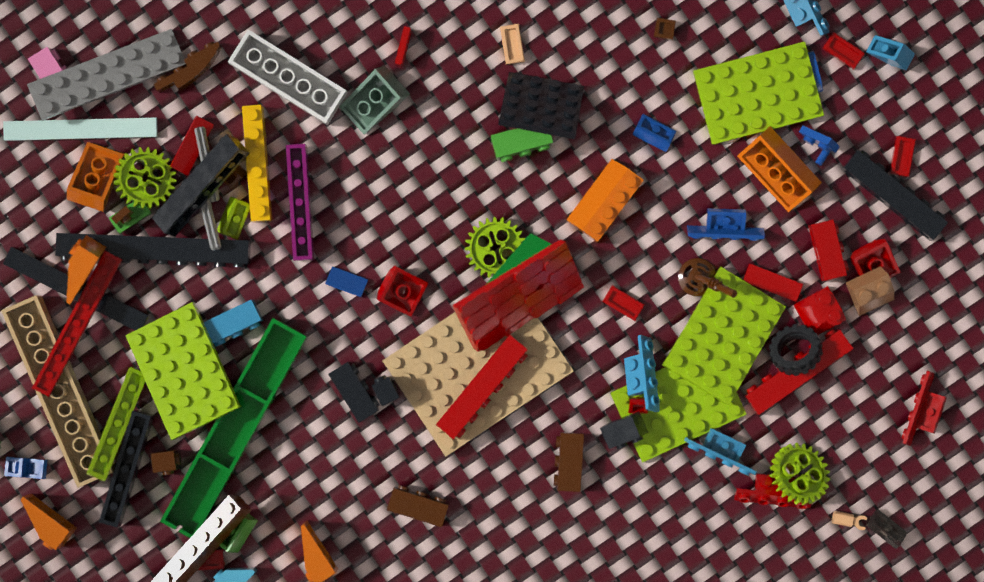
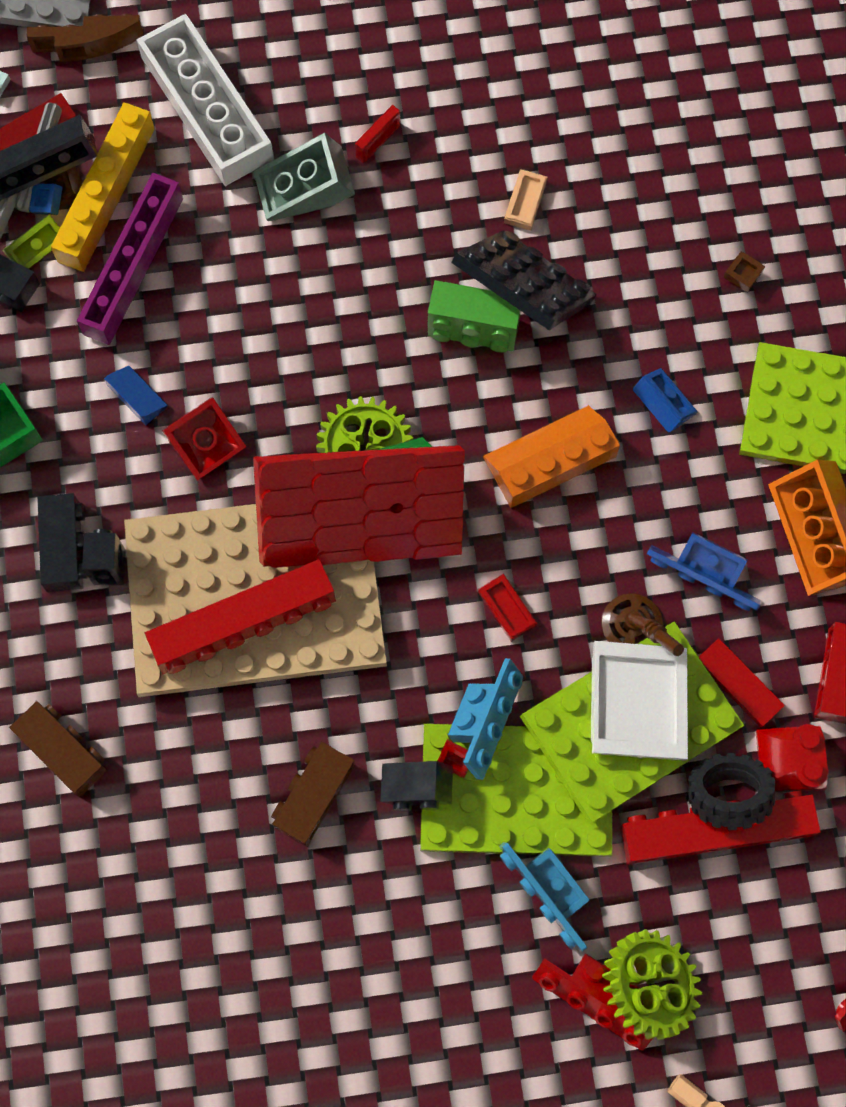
camera: 25 degrees right, 15 degrees down
(228, 190) = (45, 199): none -> blue plate
(723, 326) = (639, 701): none -> white piece

